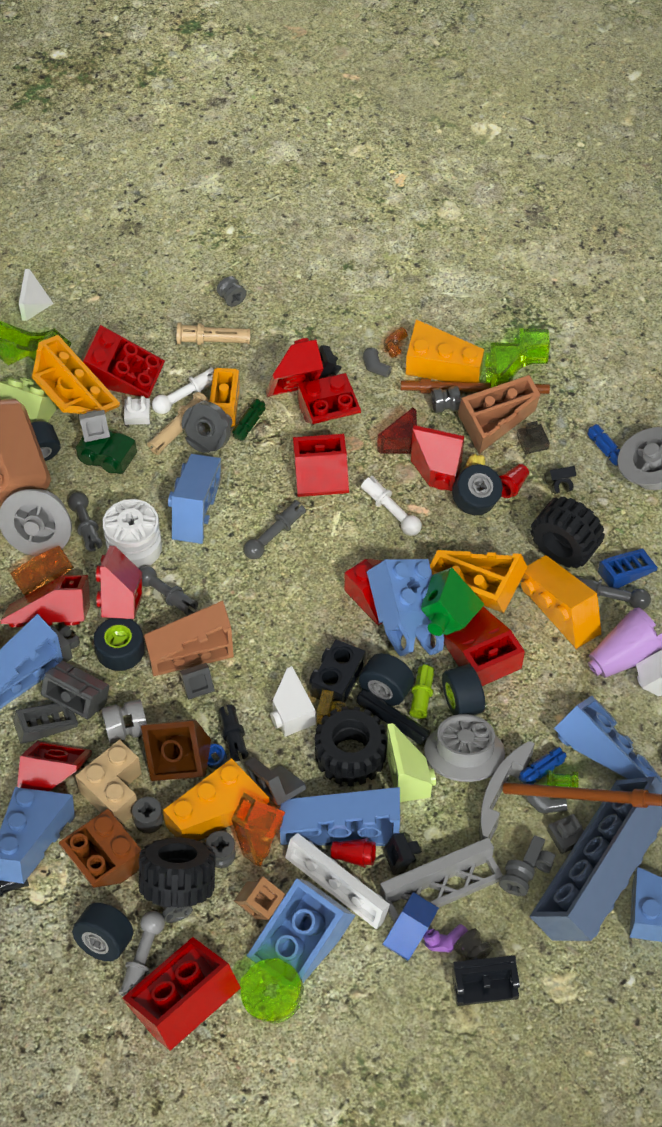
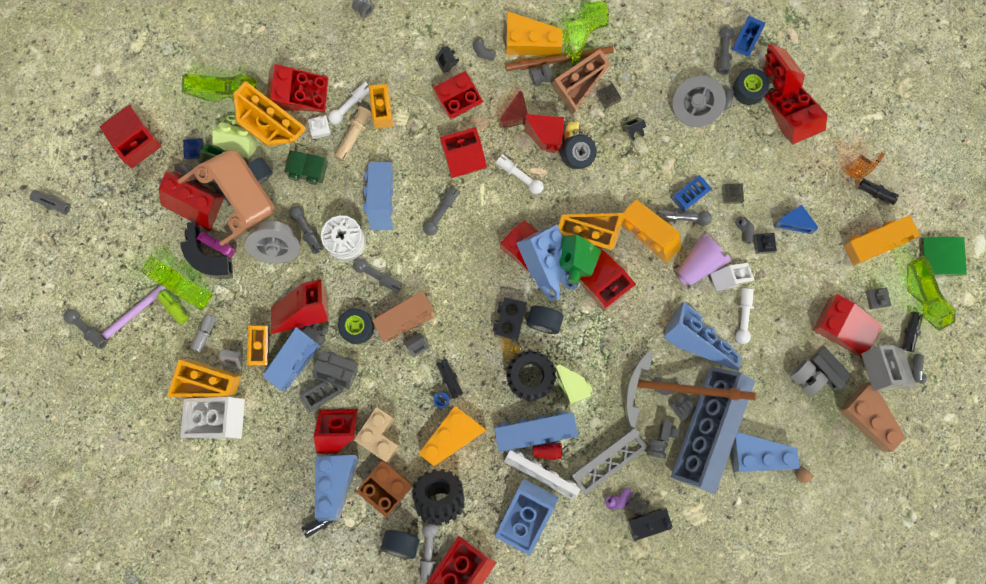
camera: 10 degrees left, 25 degrees up
(32, 297) = (215, 39): white slope -> none
(41, 569) = (286, 277): clear orange slope -> none
(94, 425) = (293, 155): light grey tile -> none
(115, 724) = (375, 387): light grey wheel -> none
(119, 585) = (345, 285): slope -> none
(150, 821) = (412, 454): dark grey wheel -> none
(176, 749) = (416, 405): reddish brown slope -> none
(201, 334) = (381, 45): tan pin -> none
(215, 417) = (371, 128): dark grey plate -> none
(226, 855) = (461, 467): dark grey wheel -> none
(249, 419) = (402, 119): dark green axle -> none
(256, 826) = (483, 451): clear orange slope -> none
(259, 898) = (495, 501): medium nougat brick -> none
(277, 783) = (488, 413): dark grey panel -> none
(288, 996) = (527, 563): clear neon green plate -> none
(292, 705) = (484, 350): white slope -> none
(299, 365) = (429, 76): red slope -> none
(391, 342) = (491, 29): clear orange arm -> none
(391, 715) = (553, 343): black axle -> none
(400, 853) = (579, 447): black tile -> none
(410, 926) = (596, 496): slope -> none
(422, 692) = (569, 320): lime axle -> none
(463, 690) = (599, 320): black wheel -> none
(464, 749) = (606, 363): light grey wheel -> none
(513, 480) = (601, 135): red cone -> none
(542, 765) = (659, 363): blue axle -> none
(567, 532) = (649, 179): black tyre -> none
(571, 779) = (675, 373): clear neon green bush -> none
(604, 443) = (660, 90): blue axle -> none

